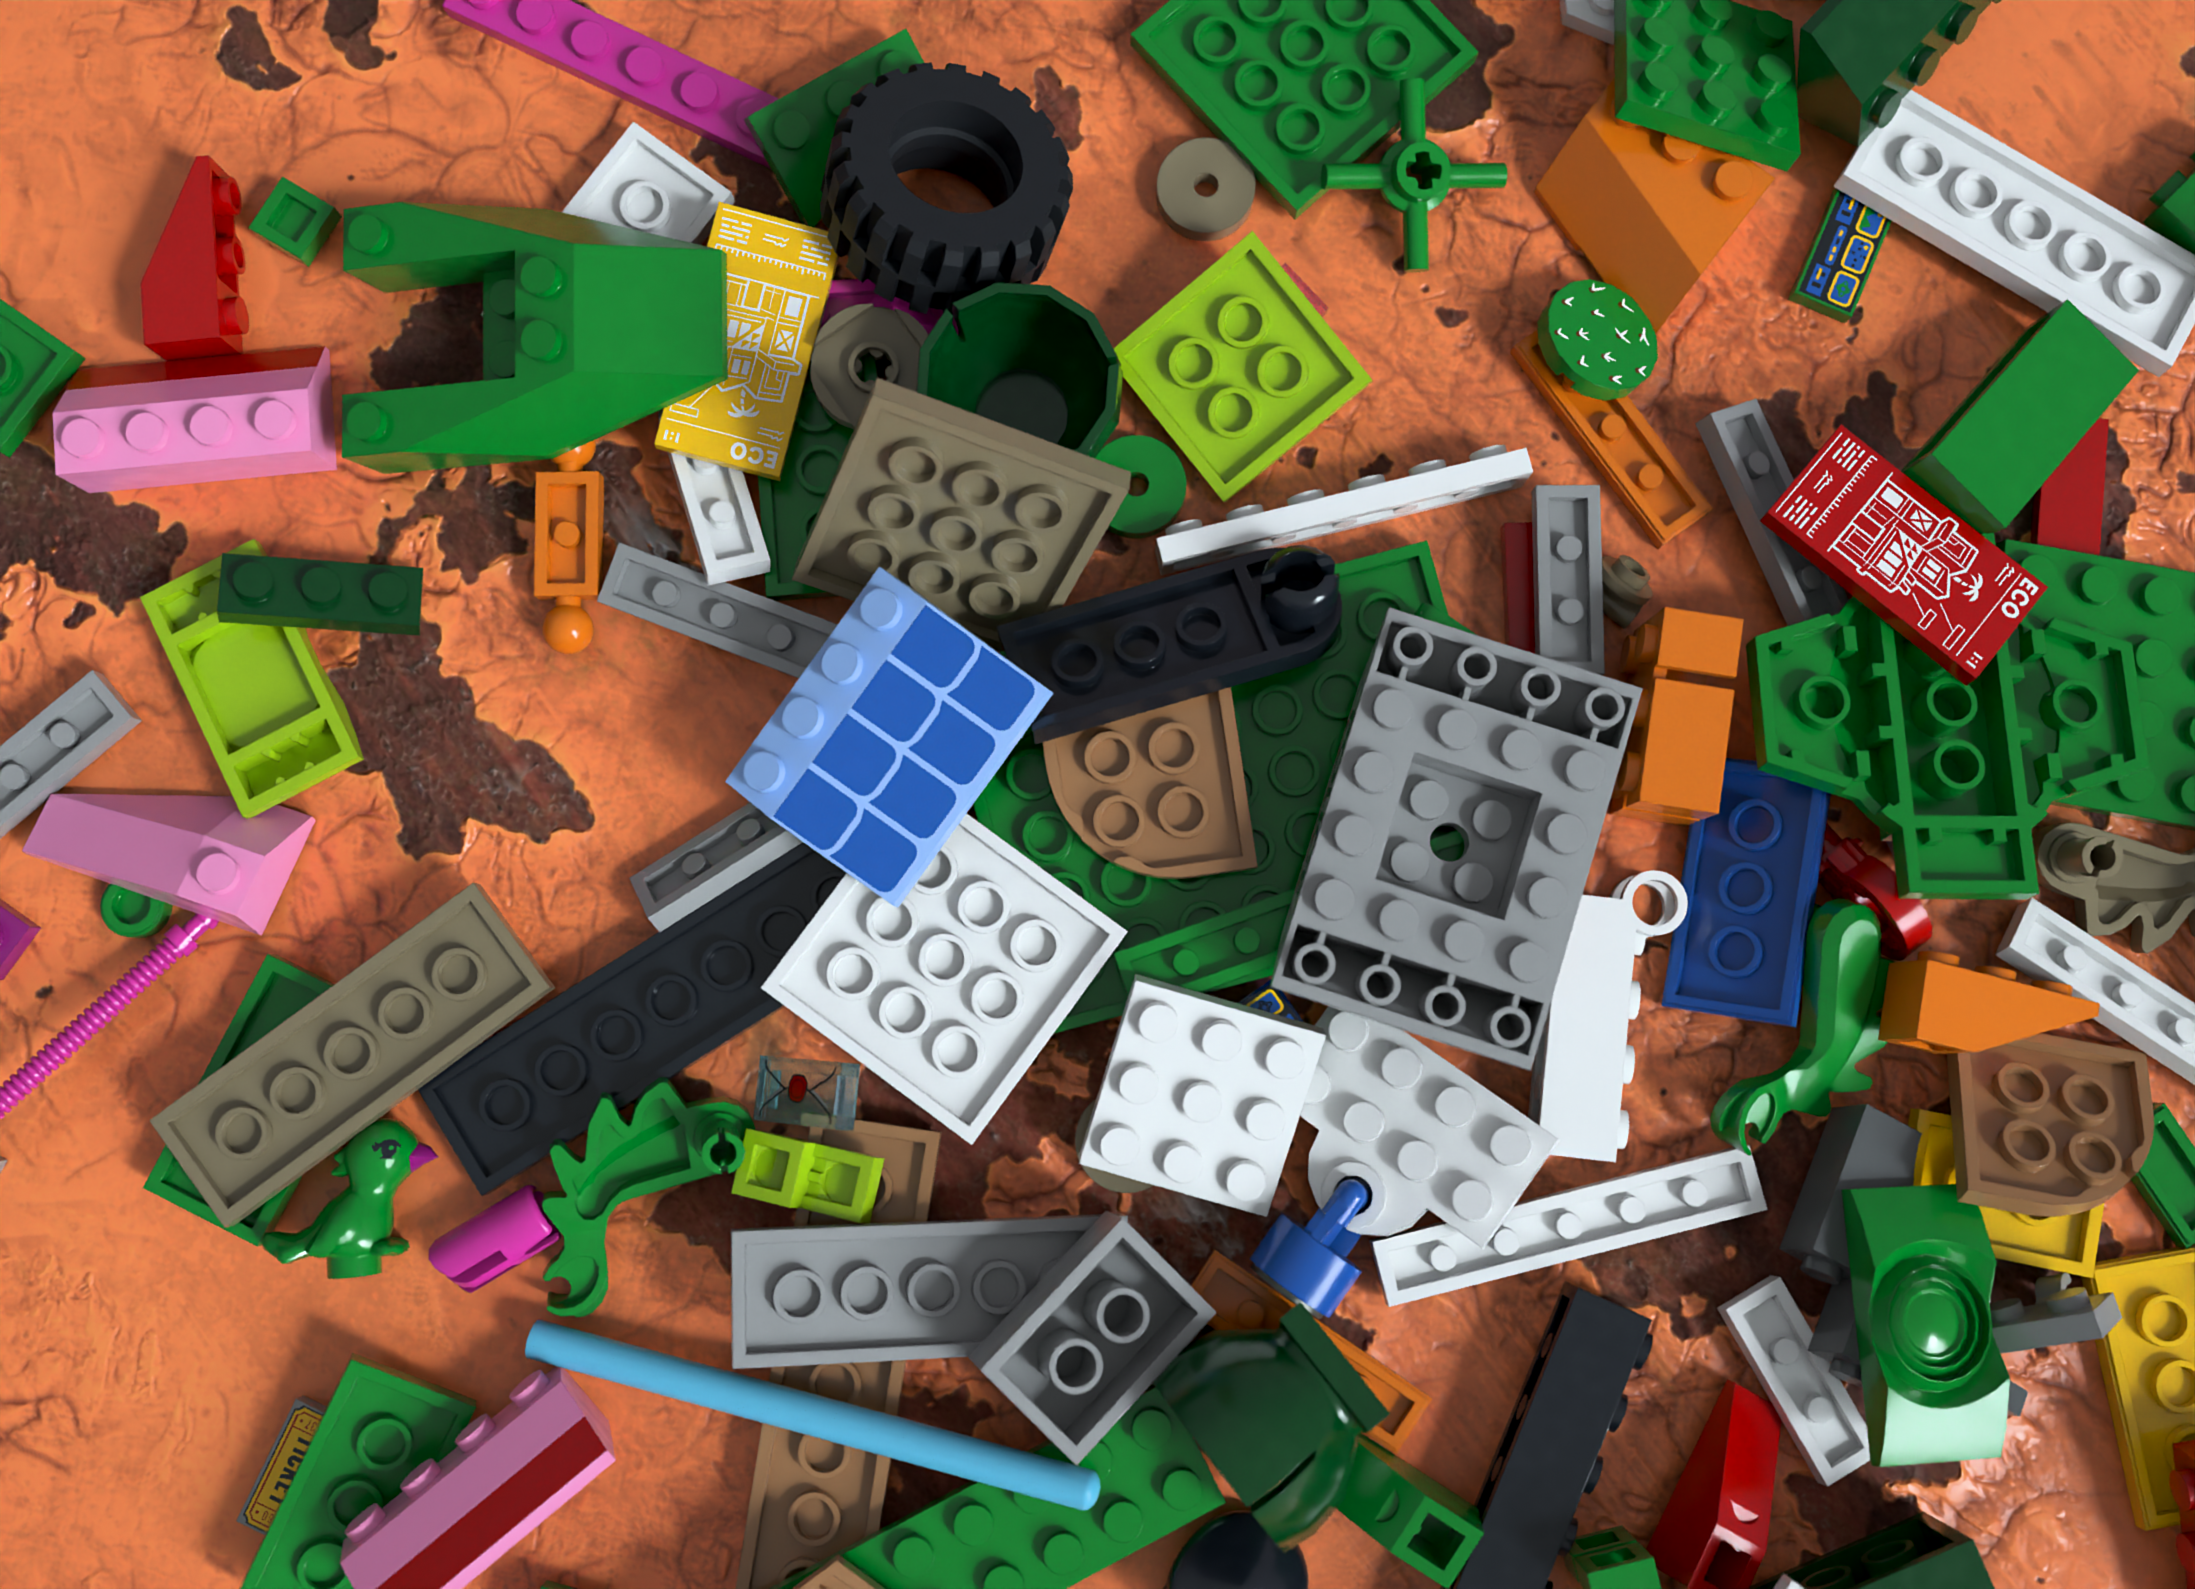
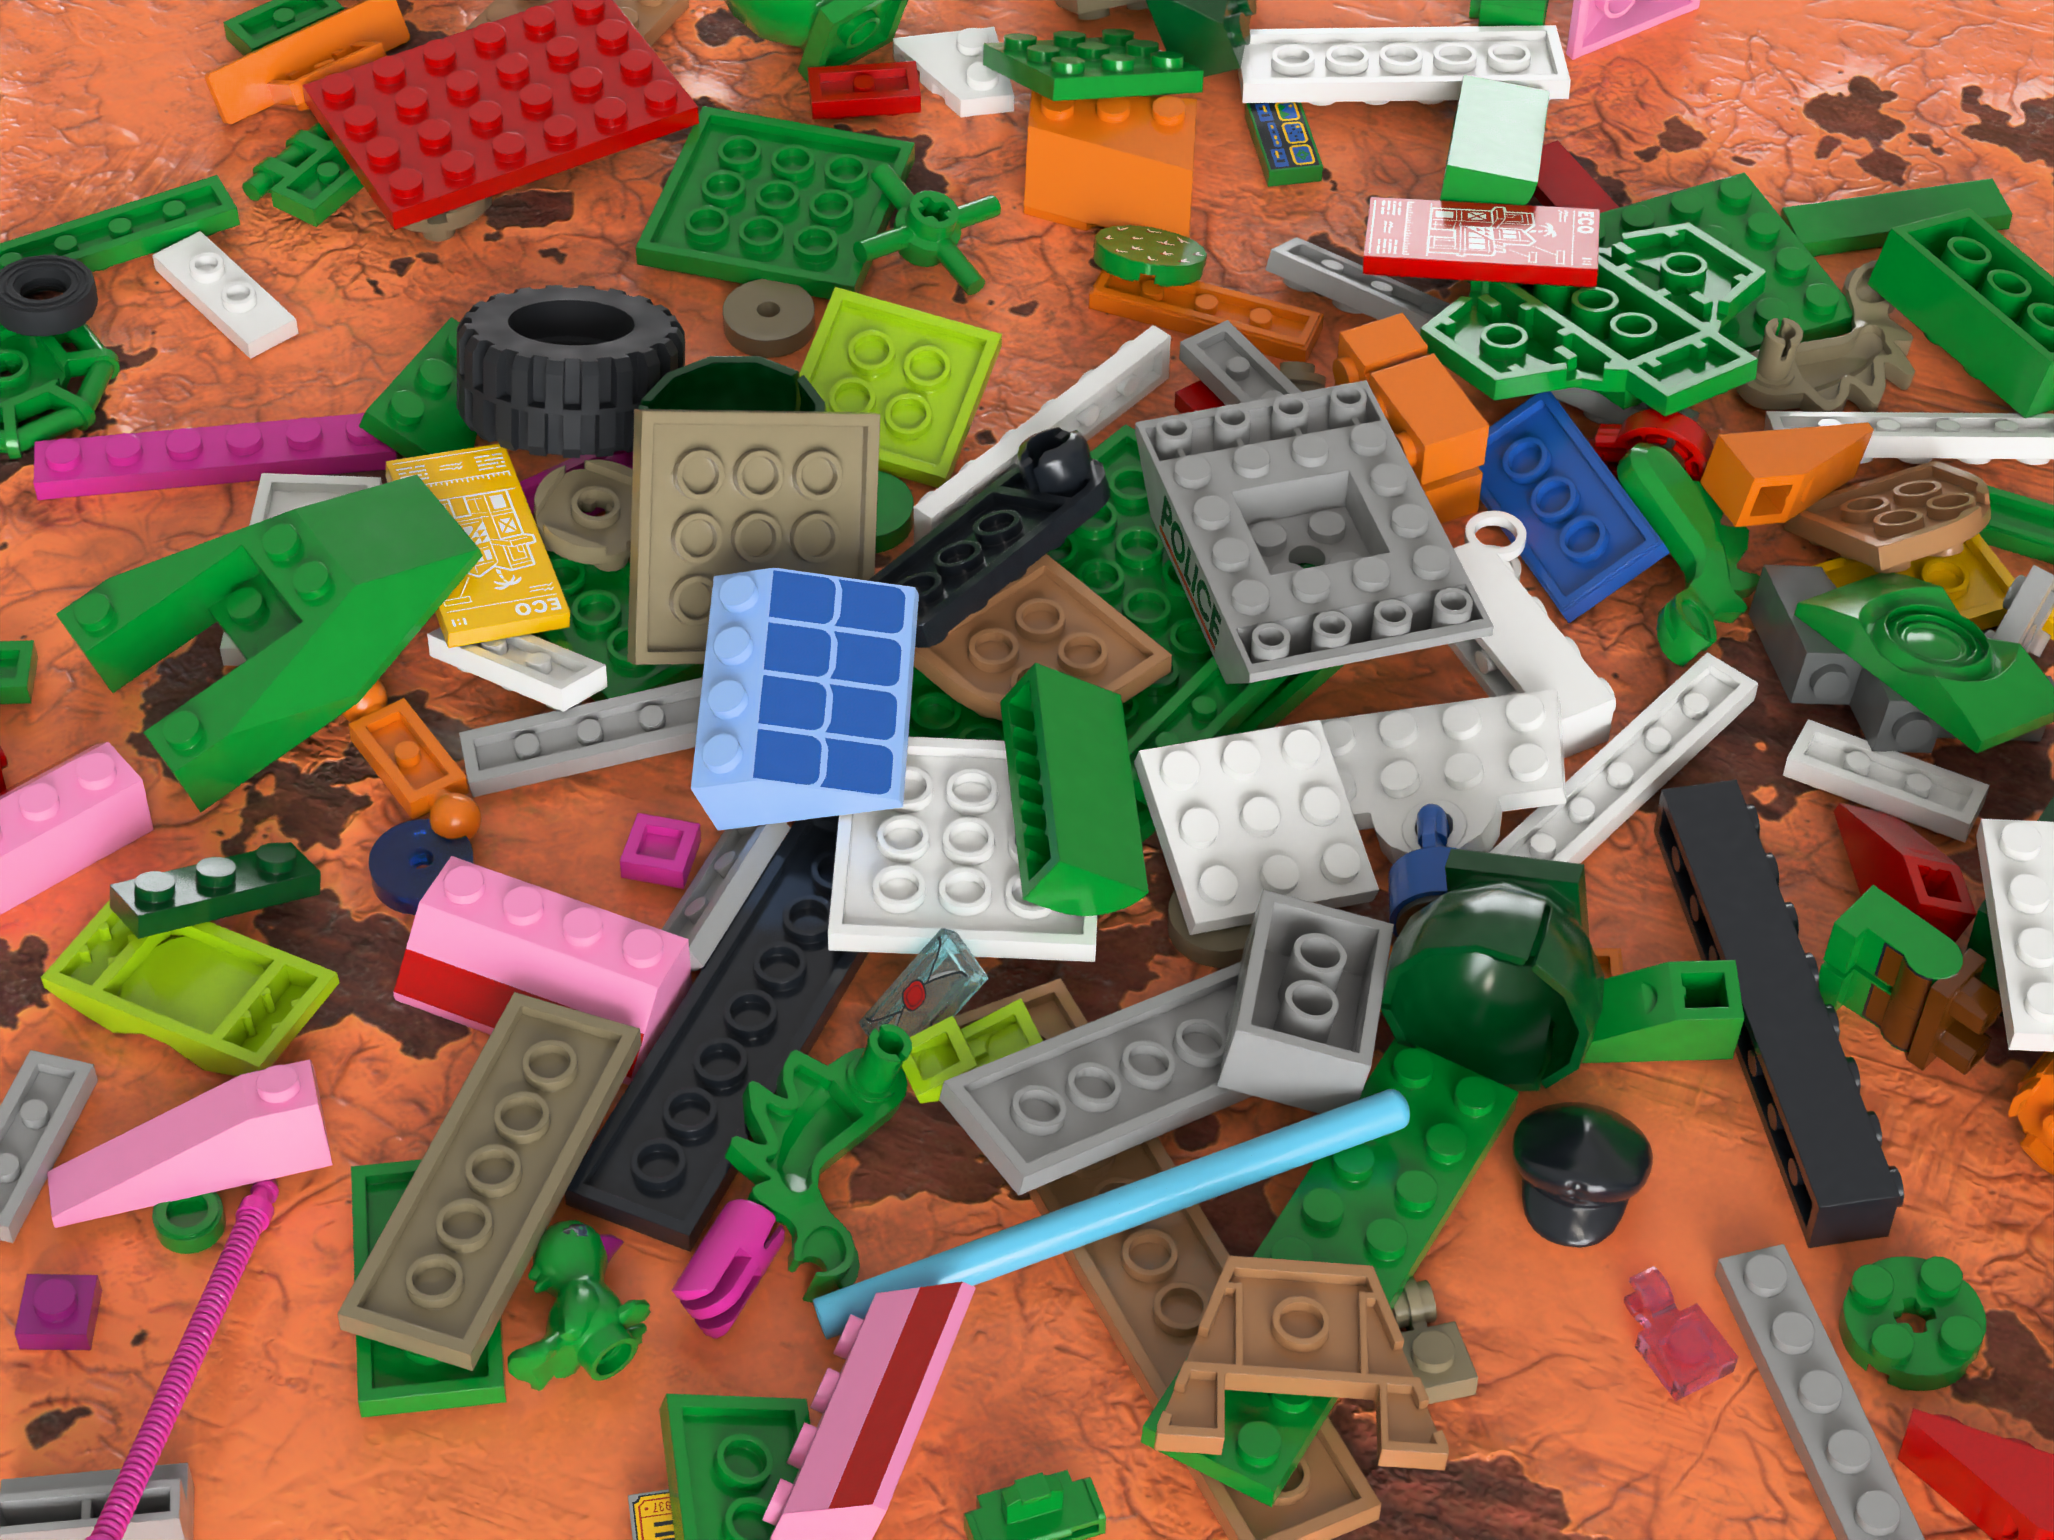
camera: 35 degrees left, 35 degrees down
(489, 652) = (399, 853): none -> clear blue piece
(535, 843) = (496, 935): none -> bright pink slope
(703, 773) = (660, 850): none -> dark pink plate
(1046, 992) = (1072, 795): none -> green brick

